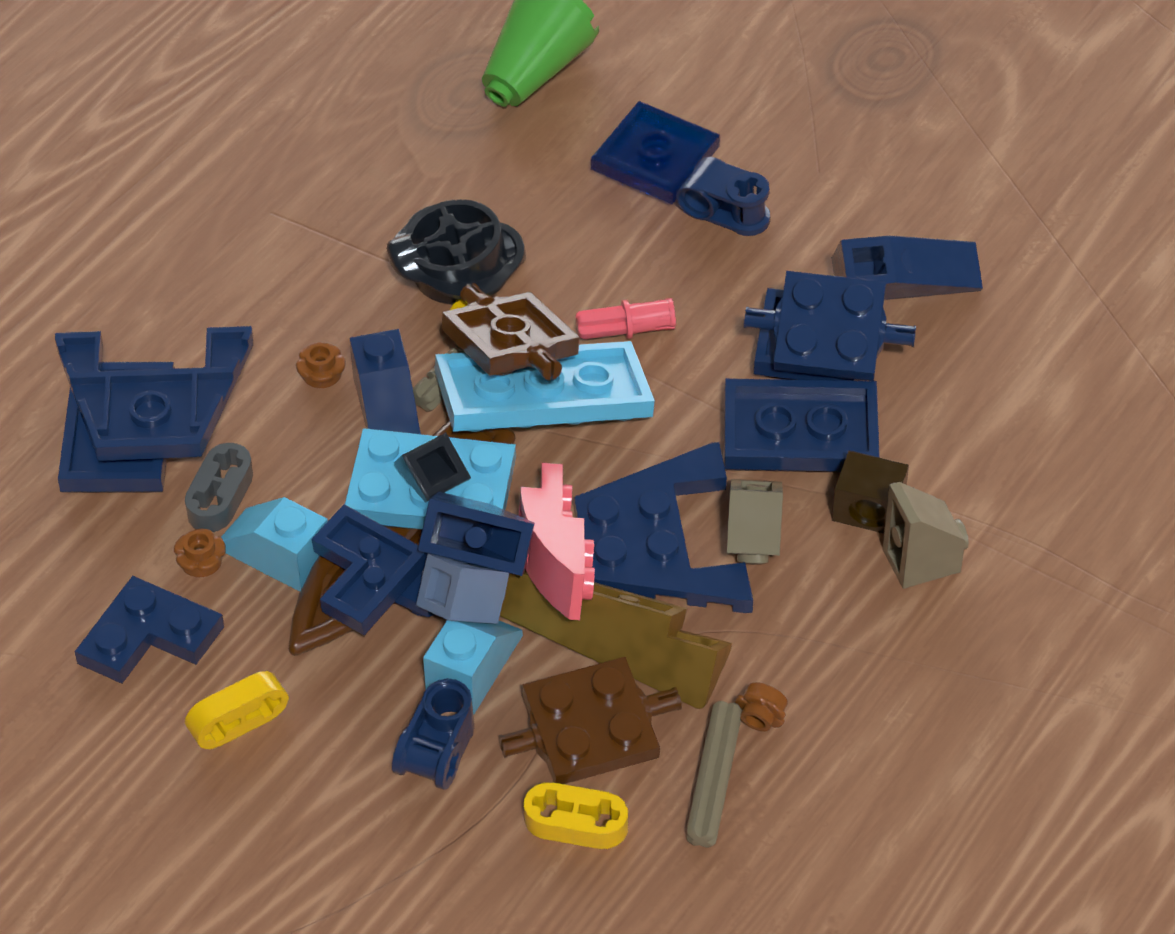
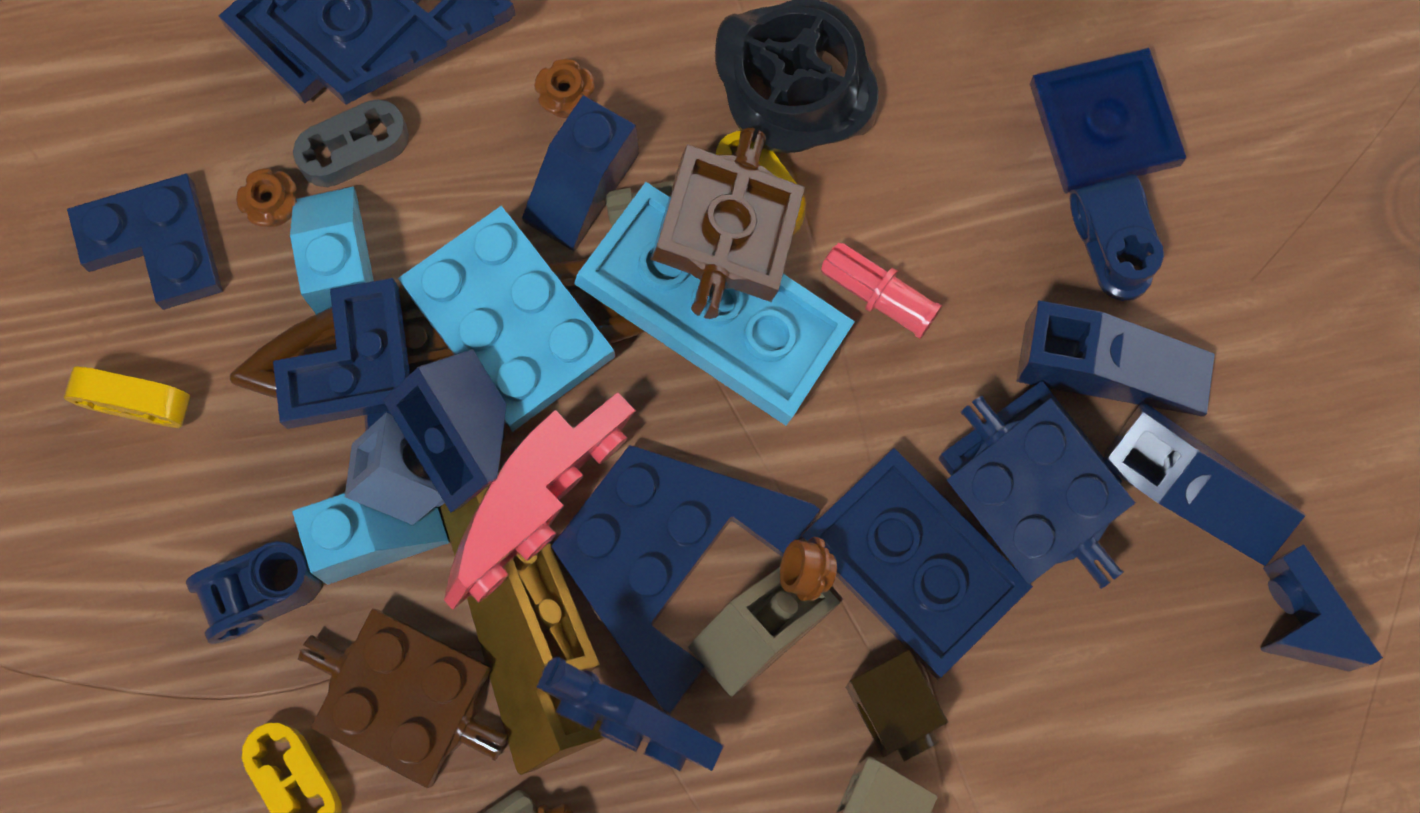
camera: 45 degrees right, 25 degrees up
(433, 467) = (499, 314): black slope -> none
(738, 586) = (626, 718): none -> dark blue plate
(748, 460) = (807, 568): none -> dark orange plate
(767, 249) = (1113, 360): none -> dark blue slope
(1044, 282) = (1327, 627): none -> dark blue slope

